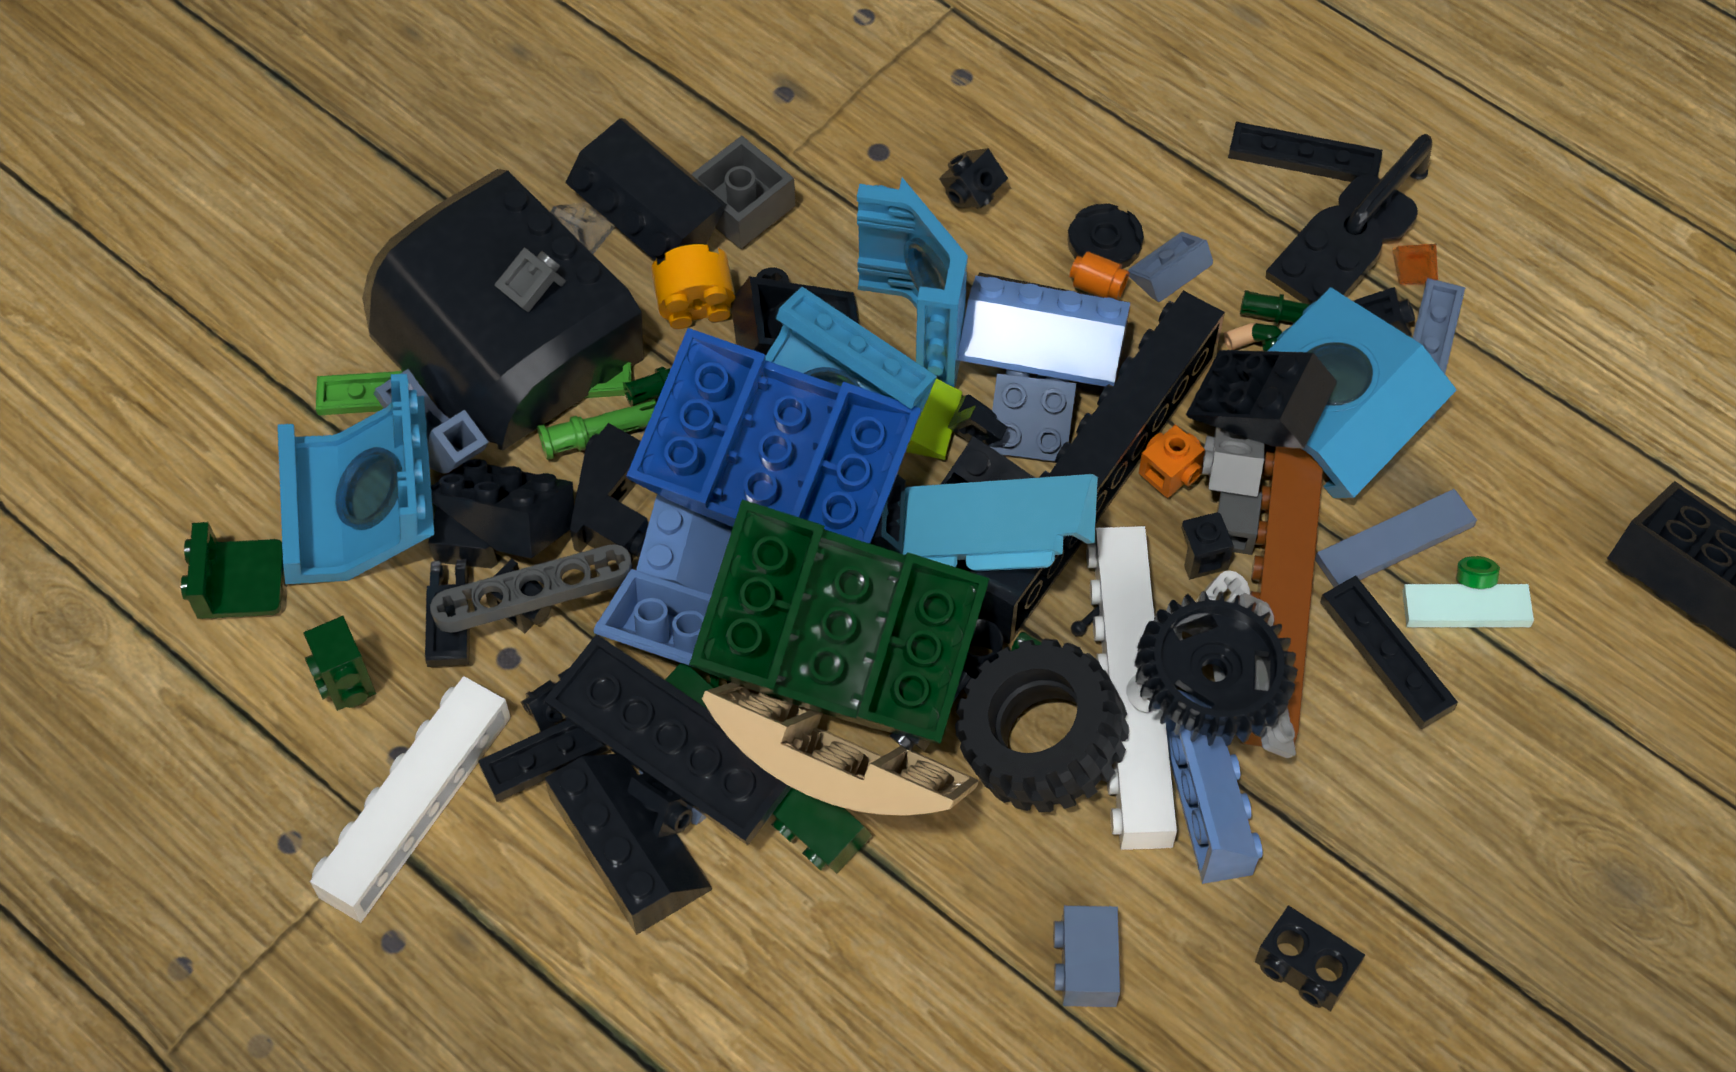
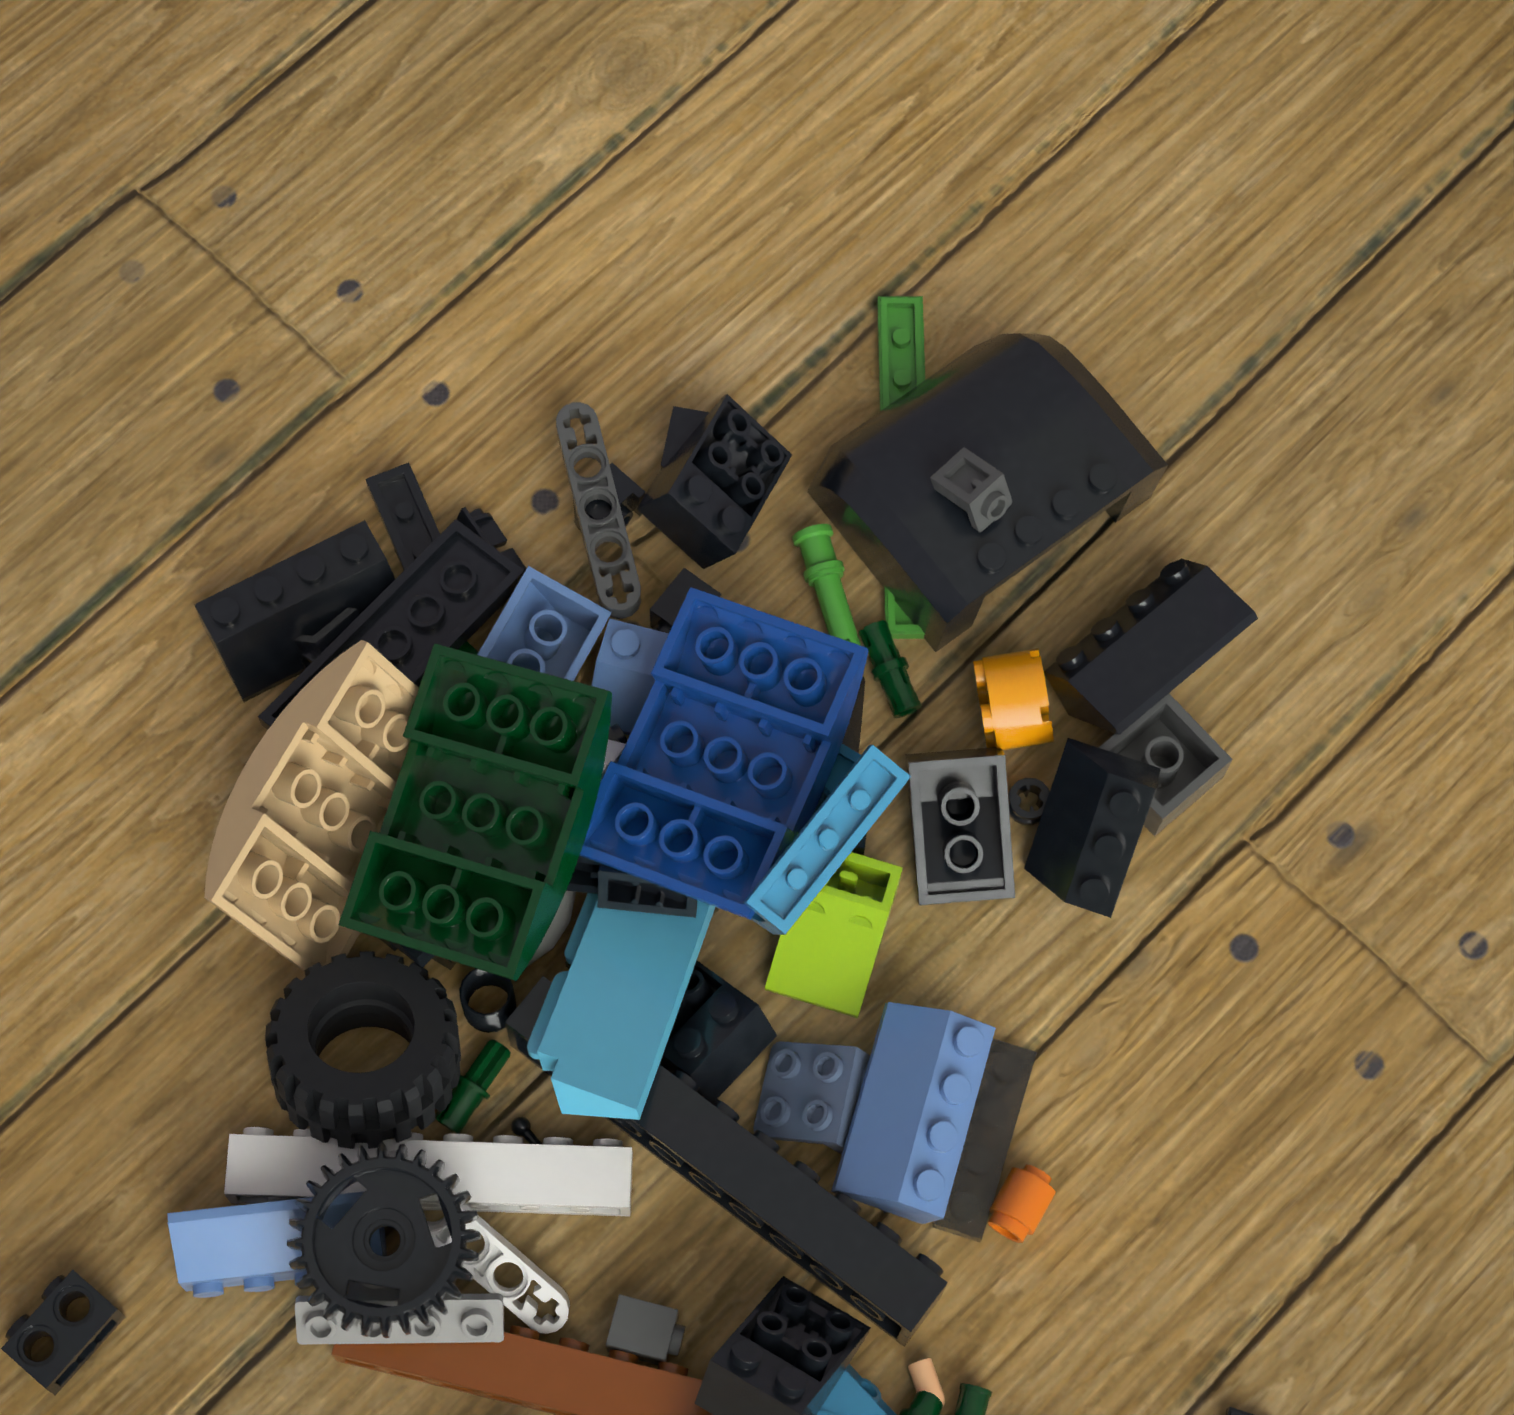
camera: 90 degrees right, 10 degrees up
(232, 575) = (662, 217): dark green bracket -> none
(338, 664) = (527, 320): dark green brick -> none
(355, 492) = (750, 325): dark azure panel -> none
(410, 799) = (376, 399): white brick -> none
(441, 646) = (615, 433): black hinge -> none
(449, 439) = (817, 420): sand blue arch -> none
(584, 223) = (1117, 574): clear slope -> none
(602, 474) = (755, 587): black slope -> none
(801, 221) = (1091, 825): none -> black slope
(915, 257) = (983, 969): dark azure panel -> none
(973, 178) = (1175, 1052): black brick -> none
(976, 420) = (804, 1021): black bracket -> none
(1089, 956) = (100, 1085): sand blue brick -> none
(1106, 233) = (1093, 1223): black tile -> none
(1172, 265) = (1044, 1304): sand blue slope -> none
(1172, 460) = (725, 1241): orange brick -> none
(1208, 545) = (606, 1281): black bracket -> none
(1233, 463) = (718, 1320): light grey brick -> none

